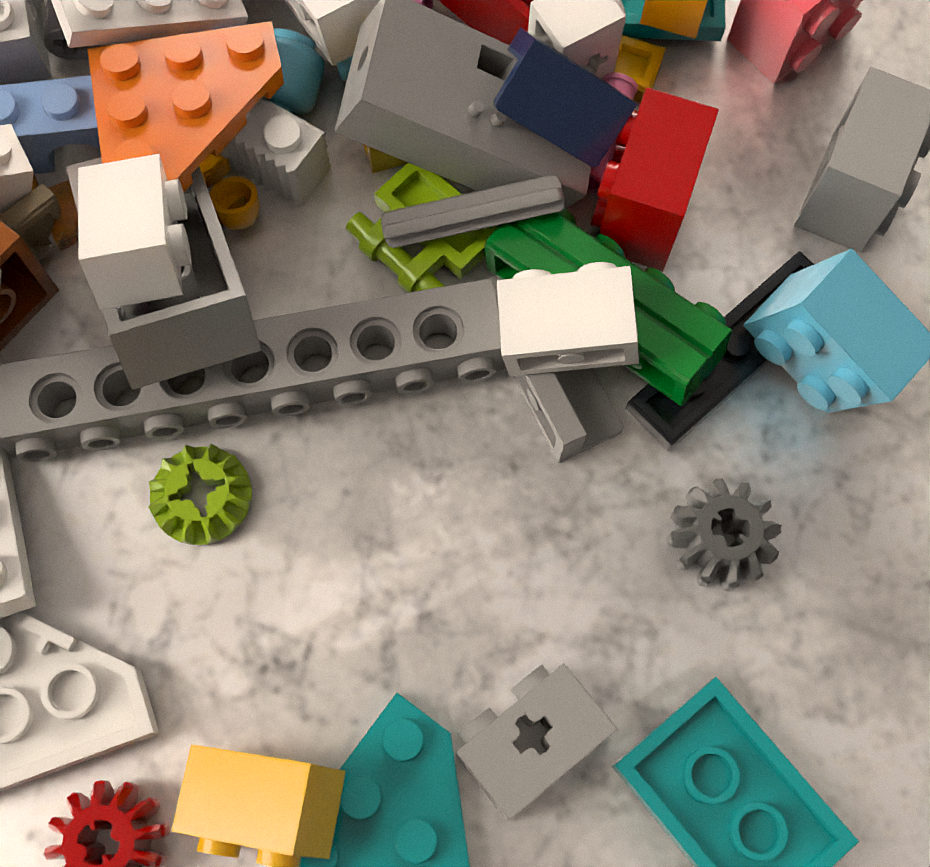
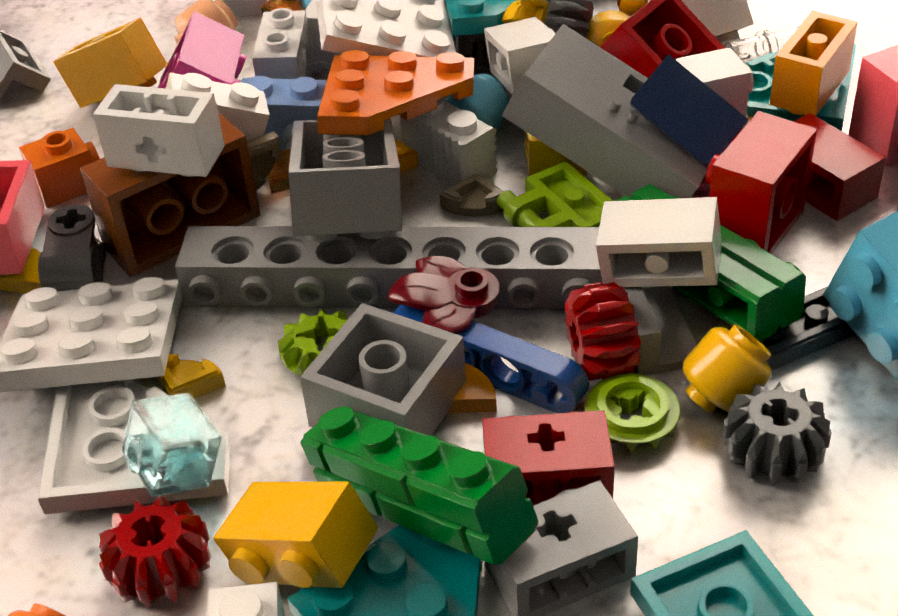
camera: 20 degrees right, 30 degrees down
(59, 576) = (191, 377): none -> yellow tile
(85, 731) = (170, 444): none -> clear light blue brick
(131, 231) = (327, 125): white brick -> none
(231, 205) = (416, 175): light orange hinge -> none
(294, 561) = (387, 371): none -> light grey brick
(314, 221) = (471, 197): none -> dark tan tile
(324, 428) = (447, 292): none -> dark red plate
(376, 525) = (475, 394): none -> light orange tile
(377, 720) = (424, 483): none -> green brick
(393, 483) = (541, 377): none -> blue beam
(473, 211) = (601, 183): light grey axle -> none
(519, 438) = (602, 330): none -> red gear
(533, 632) = (553, 450): none -> brick
(552, 500) = (627, 393): none -> lime gear
(662, 463) = (724, 366): none -> yellow head
(746, 107) = (842, 171): none -> red brick

